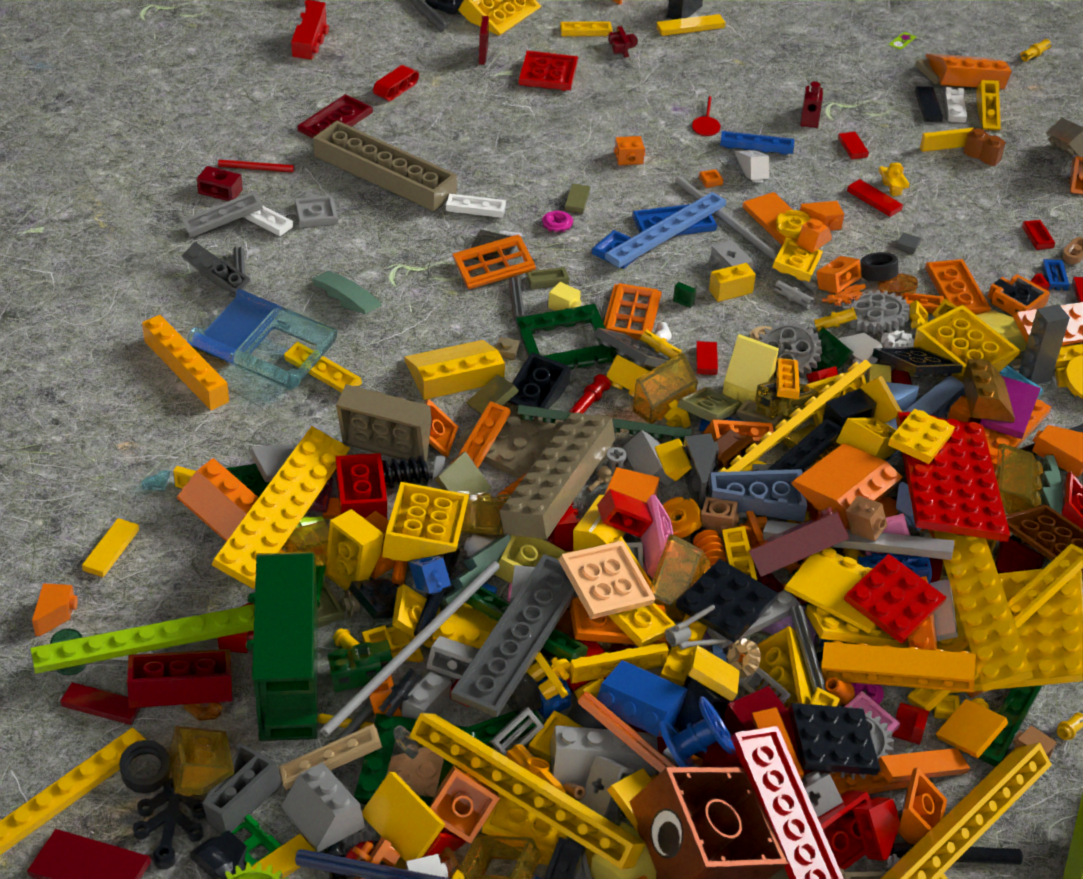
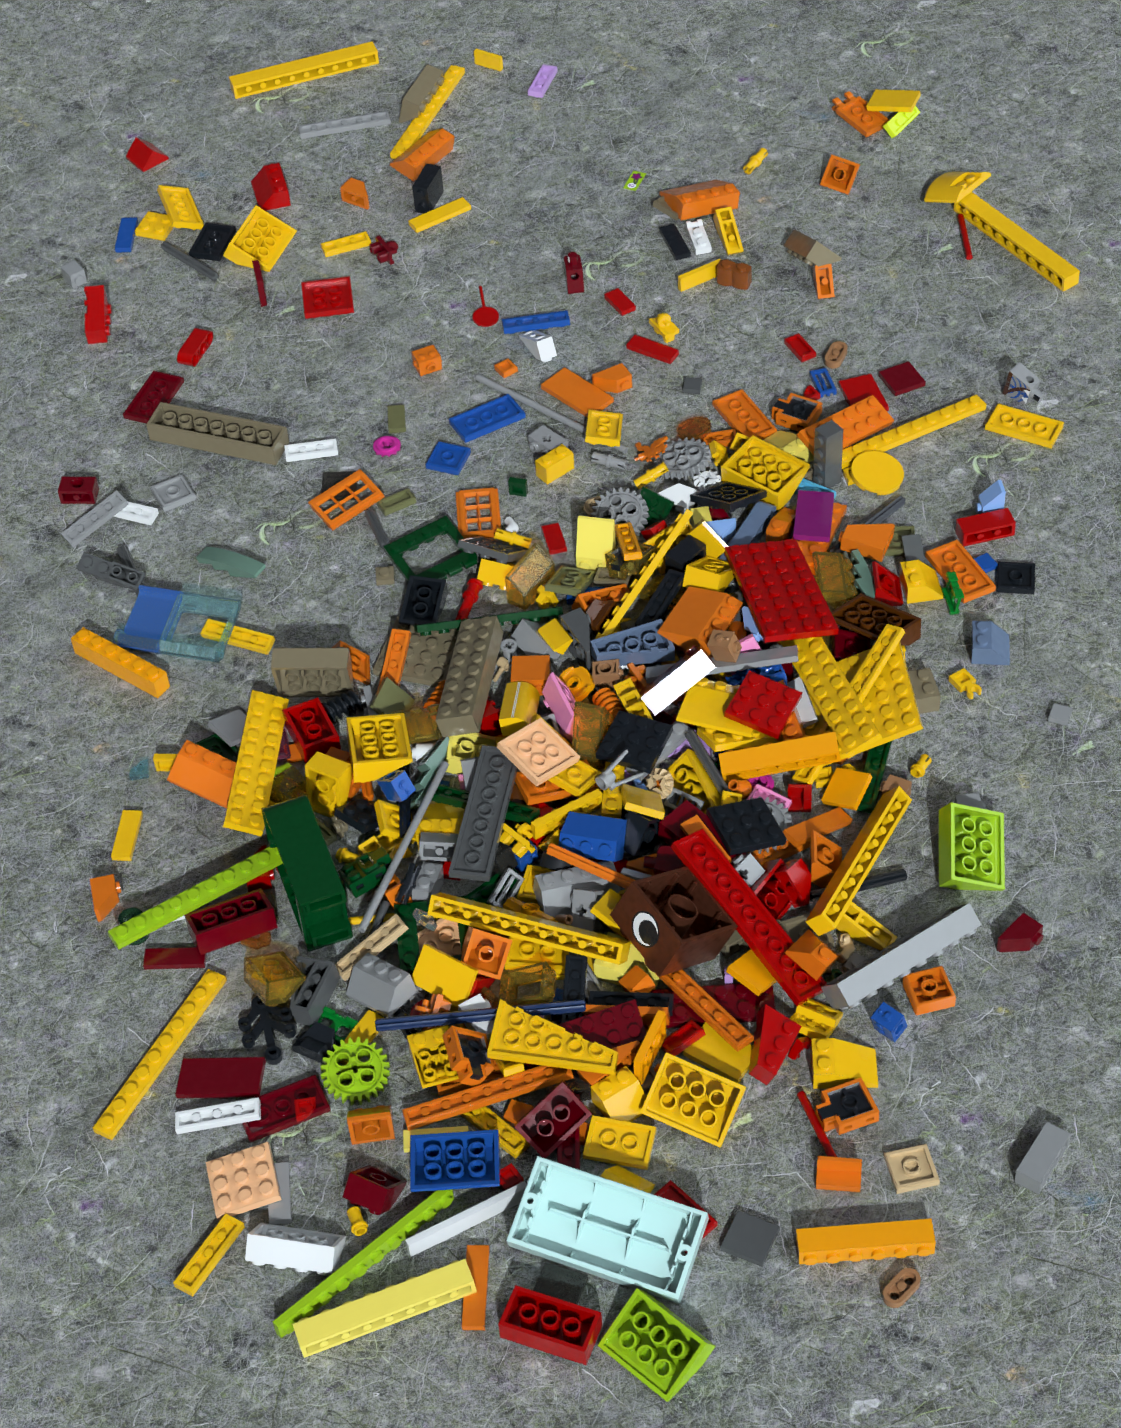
camera: 10 degrees left, 5 degrees up
(141, 748) = (234, 1009): black tyre -> none
(256, 165) = (101, 463): red bar -> none
(455, 368) = (349, 605): yellow slope -> none
(496, 390) = (390, 618): olive tile -> none
(563, 297) = (417, 517): light yellow brick -> none
(625, 513) = (533, 693): red brick -> none
(665, 229) = (483, 429): medium blue tile -> none
(697, 736) = (644, 853): blue piece -> none
(791, 222) = (591, 394): yellow tile -> none
(813, 235) = (611, 402): orange slope -> none
(839, 274) = (642, 432): orange brick -> none
(879, 266) = (674, 416): black tyre -> none
(921, 436) = (749, 564): yellow plate -> none
(986, 392) = (791, 509): pearl gold slope -> none

